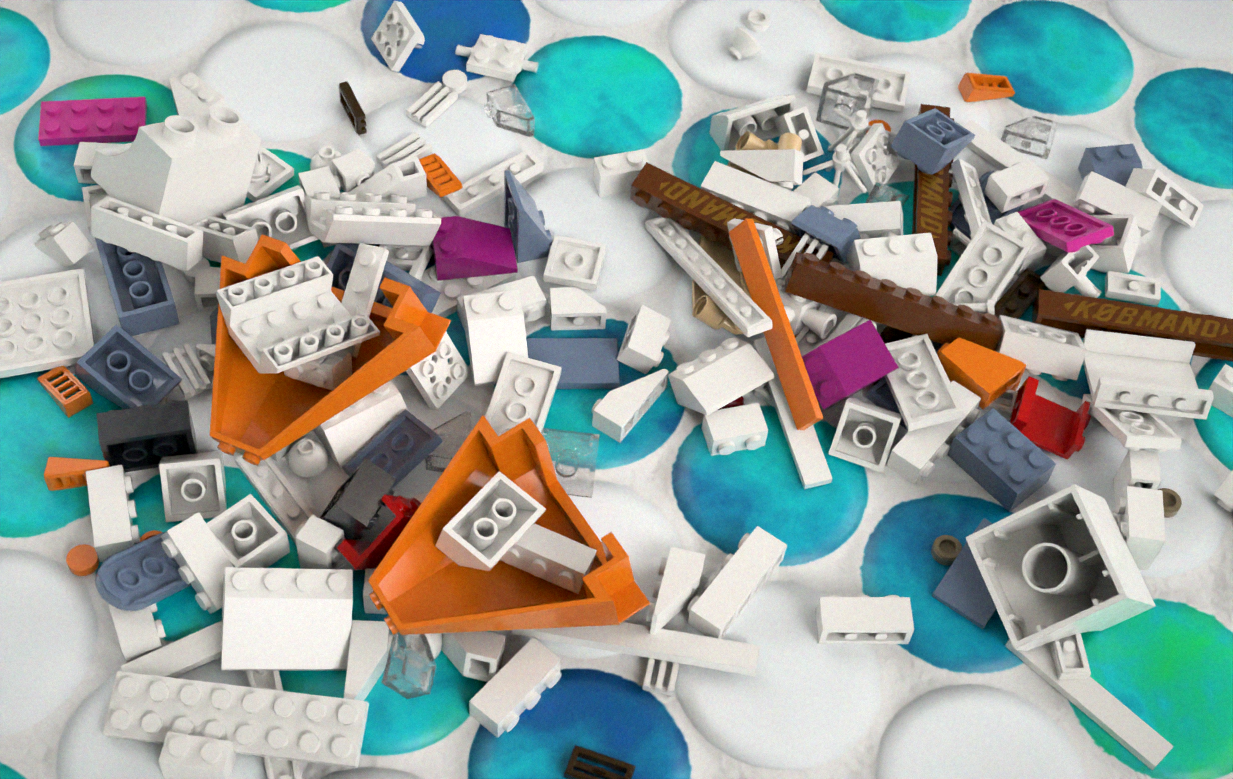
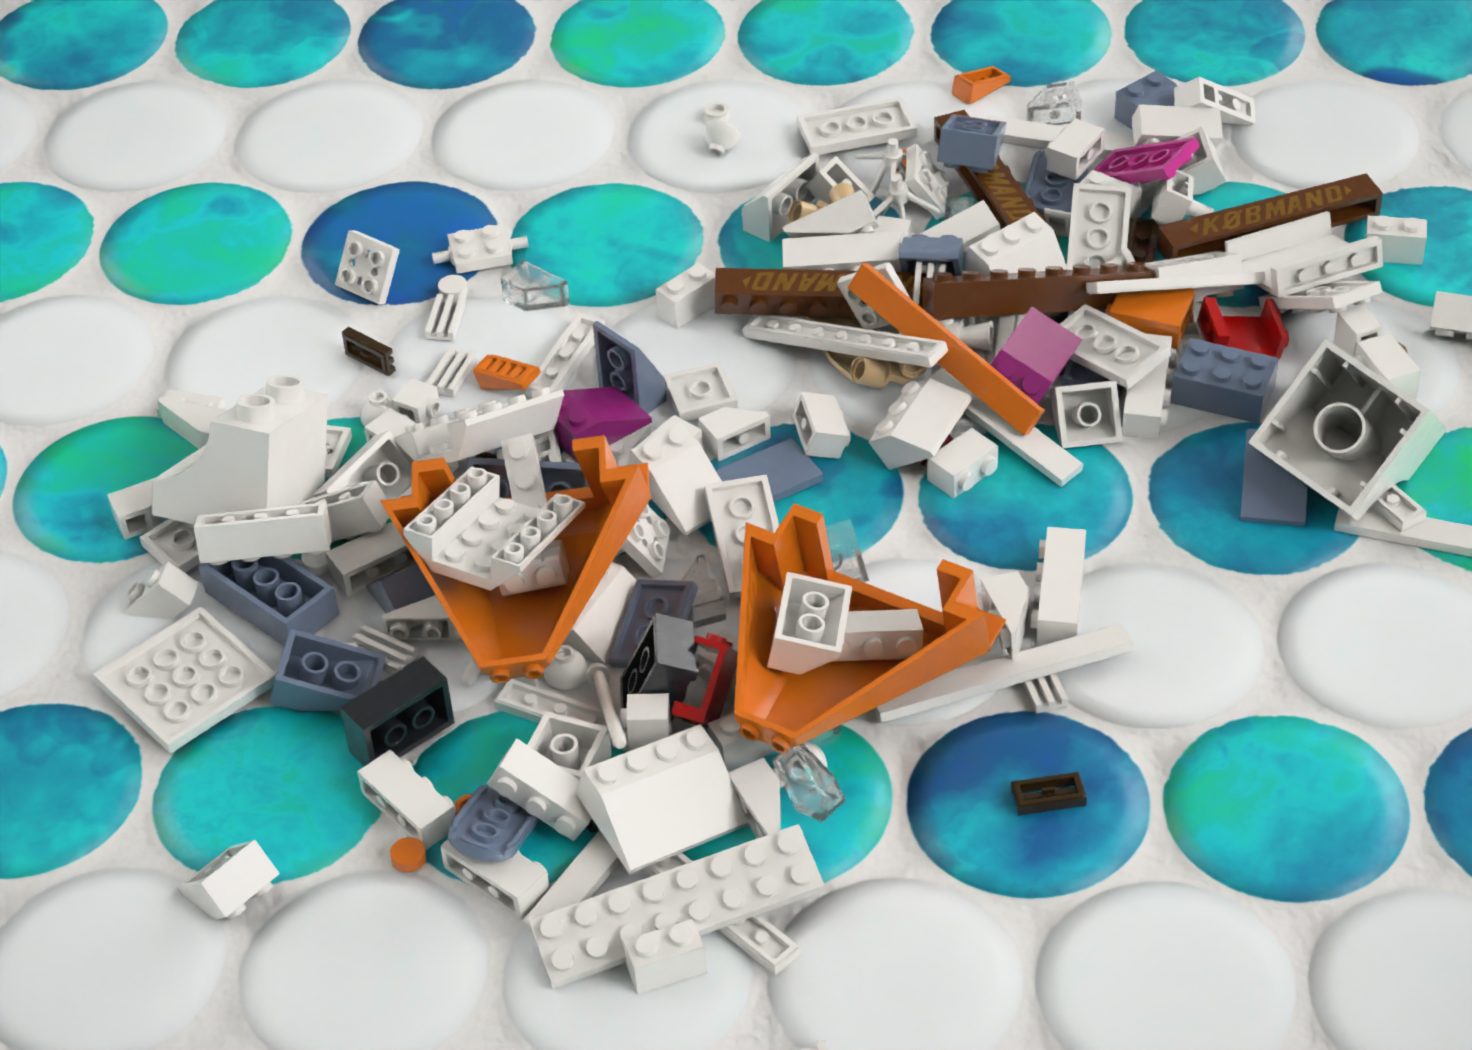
camera: 20 degrees left, 10 degrees down
(69, 472) = (338, 783): orange slope -> none
(74, 403) = (283, 733): orange slope -> none
(91, 120) = (93, 476): dark pink plate -> none
(193, 485) = (471, 739): white slope -> none
(324, 478) = (598, 677): none -> white bar
(398, 178) = (471, 387): white slope -> none
(475, 653) = (859, 748): white slope -> none
(515, 687) = (922, 760): white brick -> none
(627, 404) = (845, 486): white slope -> none
(847, 95) = (861, 134): clear slope -> none
(864, 620) = (1197, 562): white brick -> none
(946, 549) = (1227, 477): dark tan tile -> none
(970, 195) = (1039, 177): white plate -> none
(1013, 352) = (1175, 282): none -> white tile
(1132, 288) = (1237, 193): white plate -> none

